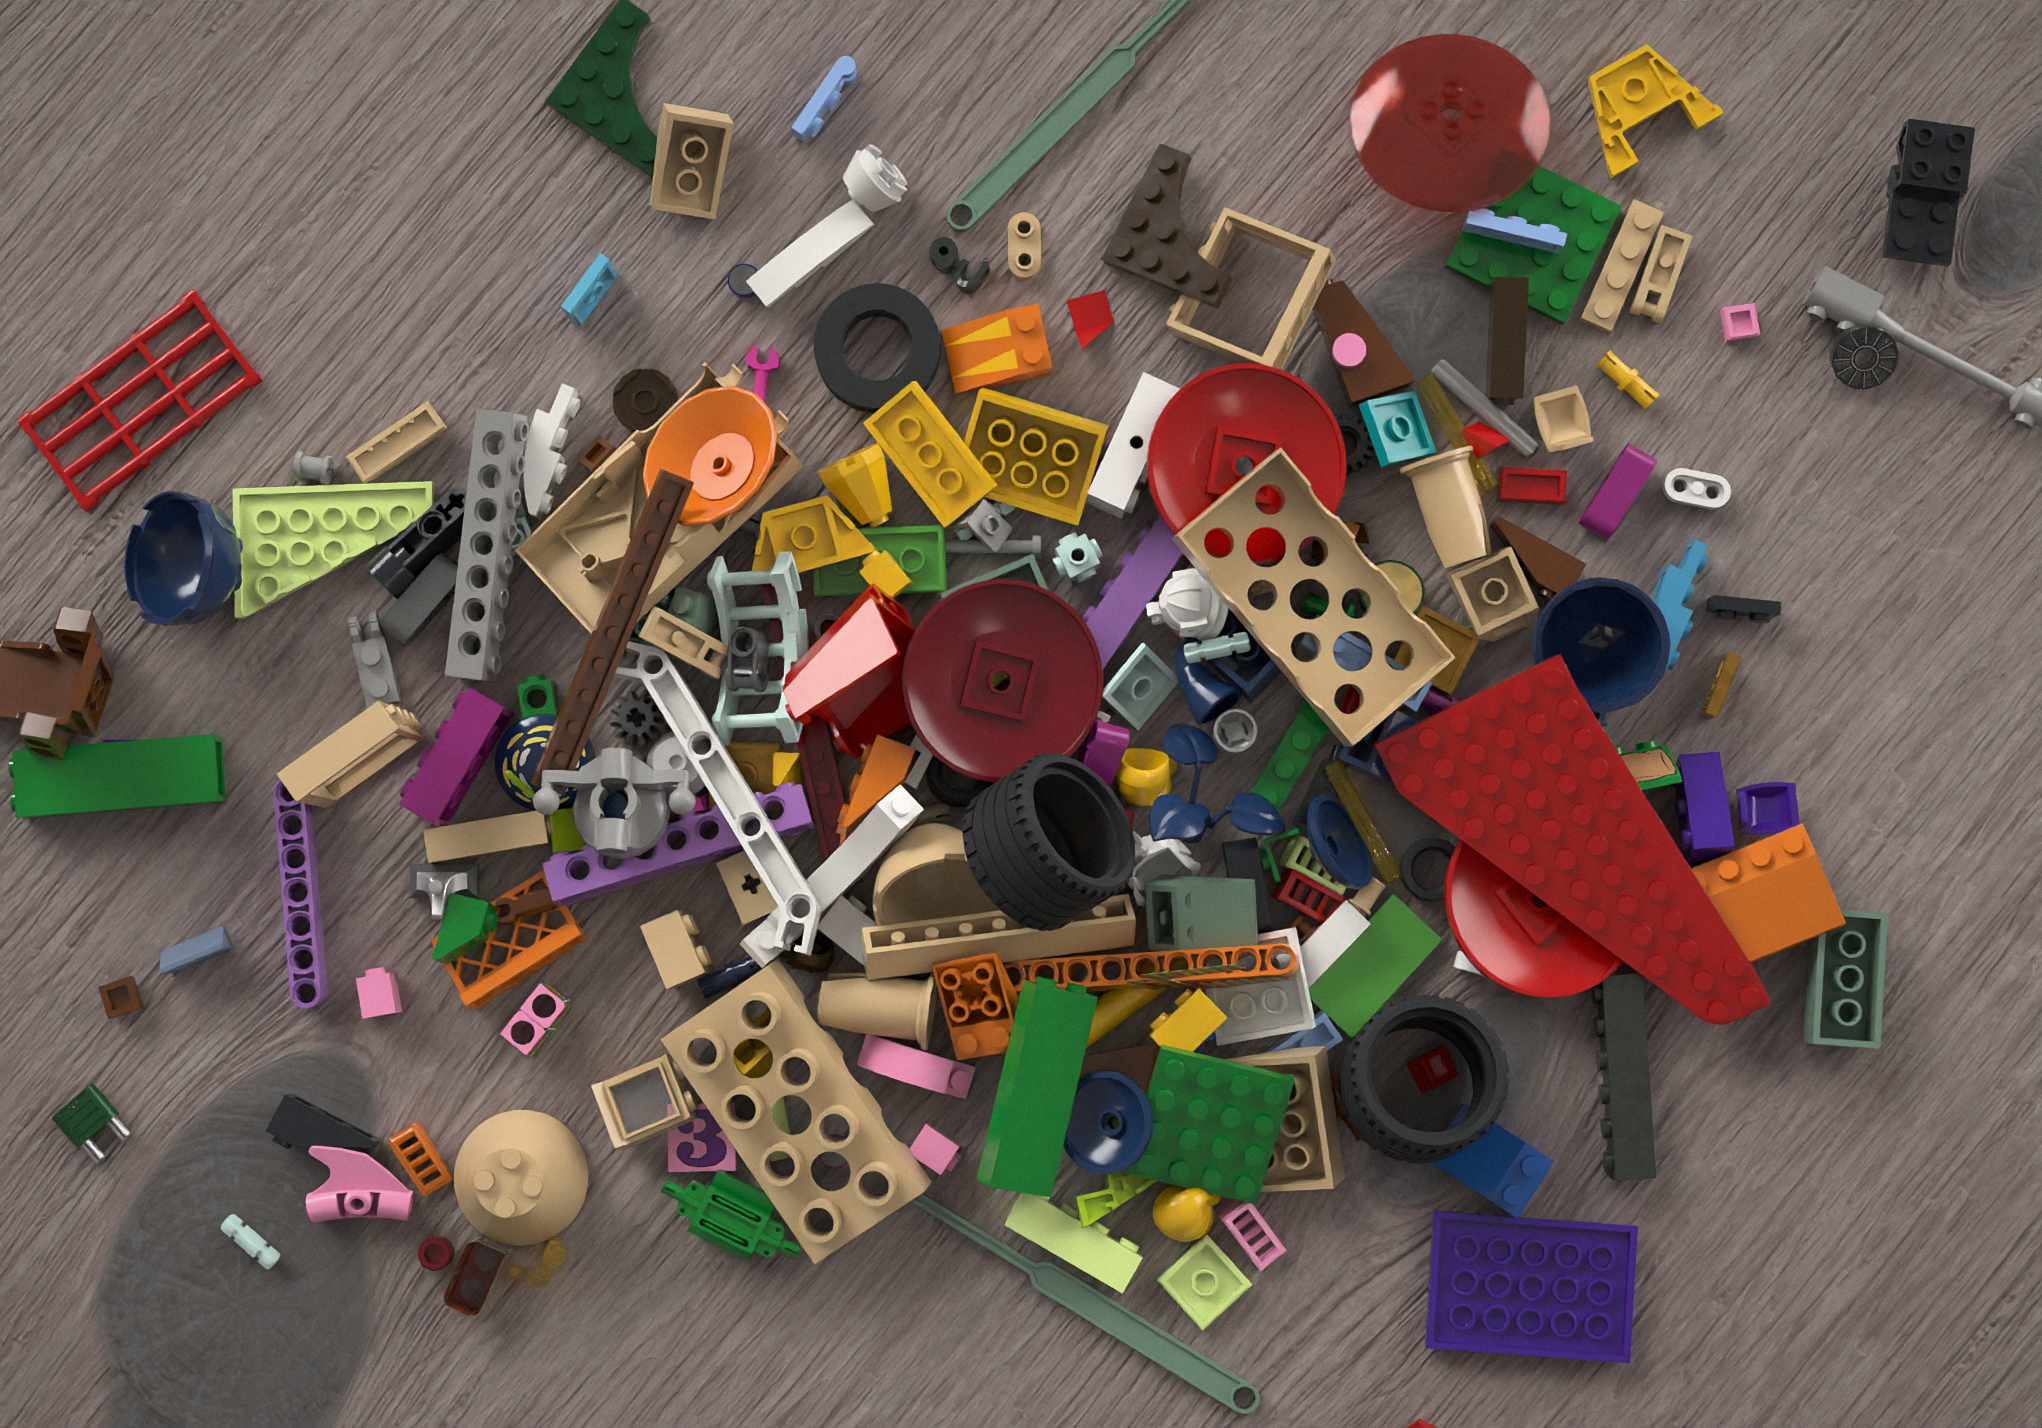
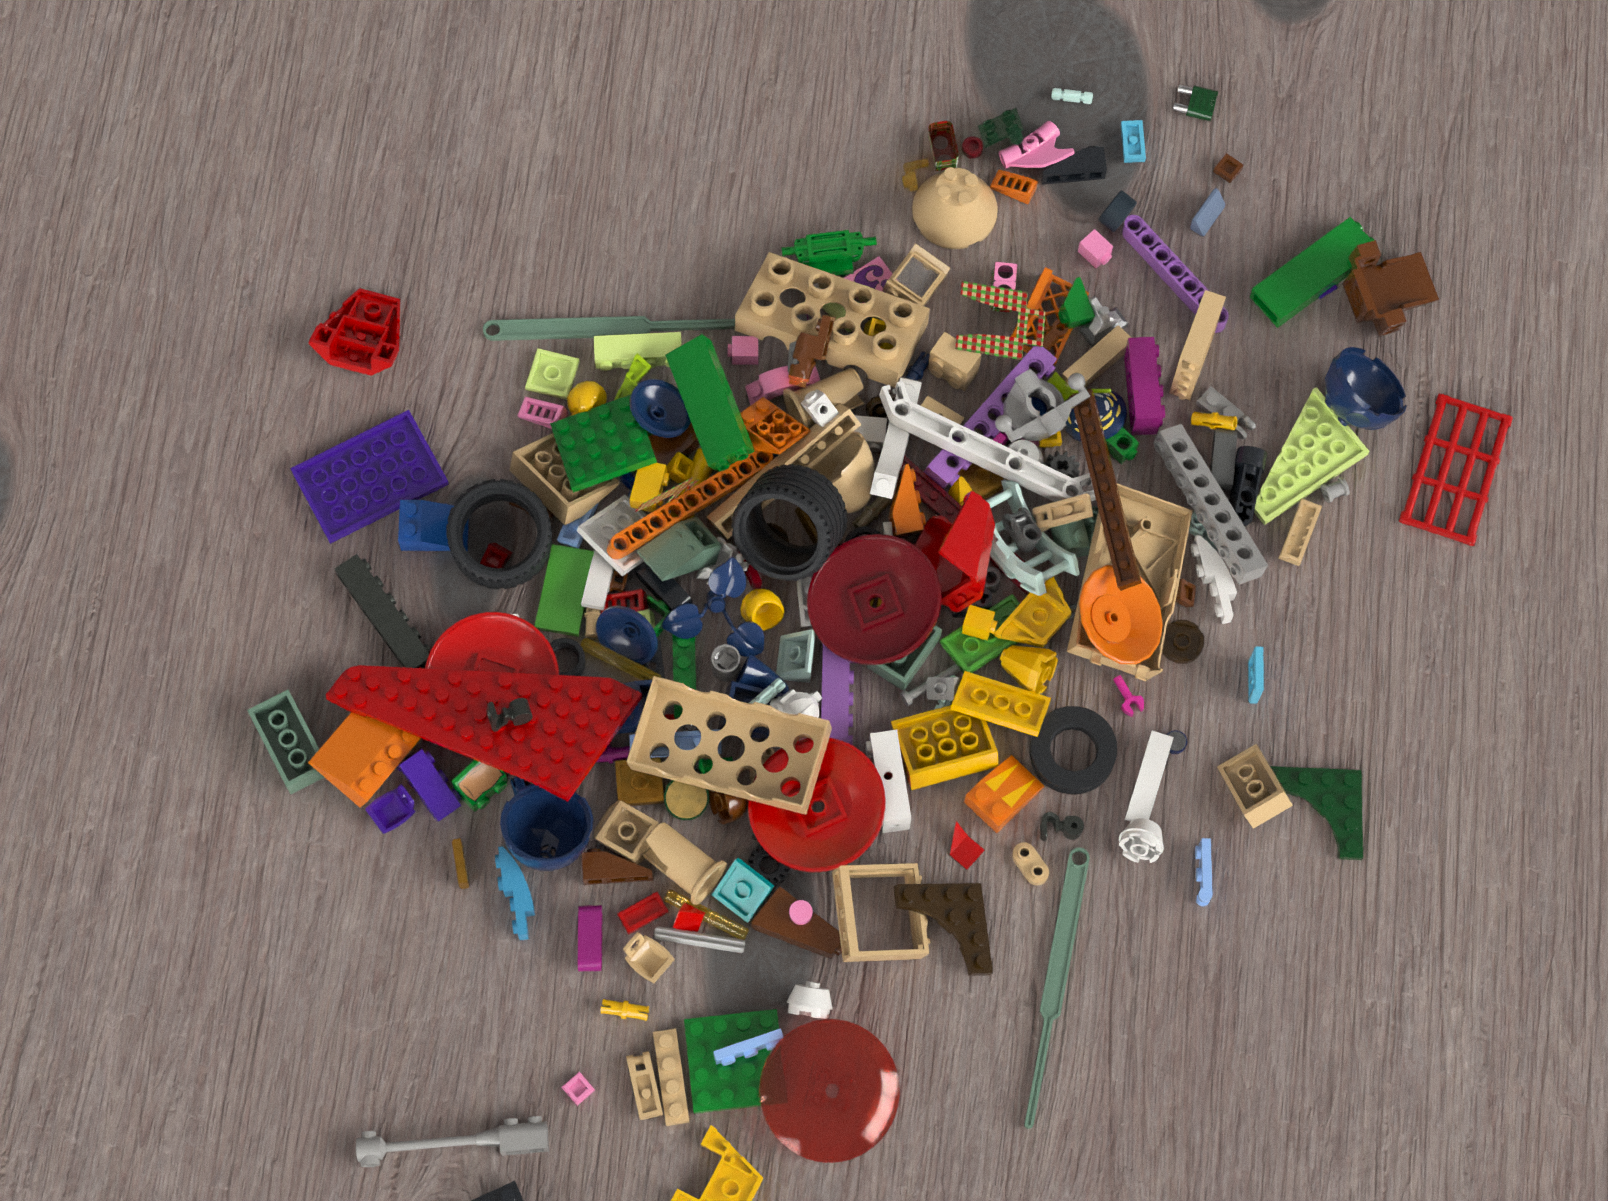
camera: 145 degrees right, 15 degrees down
(217, 1119) = (1133, 141): none -> medium azure plate
(313, 1027) = (1117, 211): none -> black wheel
(381, 1248) = (1002, 127): none -> clear green hinge
(398, 655) = (1214, 420): none -> yellow pin
(603, 922) = (994, 344): none -> piece
(865, 1072) = (808, 348): none -> reddish brown plate
(902, 983) = (819, 407): none -> white brick
(1073, 569) = (877, 710): light aqua brick -> none
(1104, 749) = (791, 599): magenta beam -> none
(1126, 1032) = (680, 468): none -> yellow slope
(1406, 239) = (810, 1000): none -> white cone
(1506, 339) = (712, 983): dark brown brick -> none
(1553, 810) = (518, 712): none -> pearl dark grey leg
(1695, 488) = (543, 968): white plate -> none
(1758, 610) = (482, 912): black plate -> none
(1874, 371) = (483, 1102): tile -> none

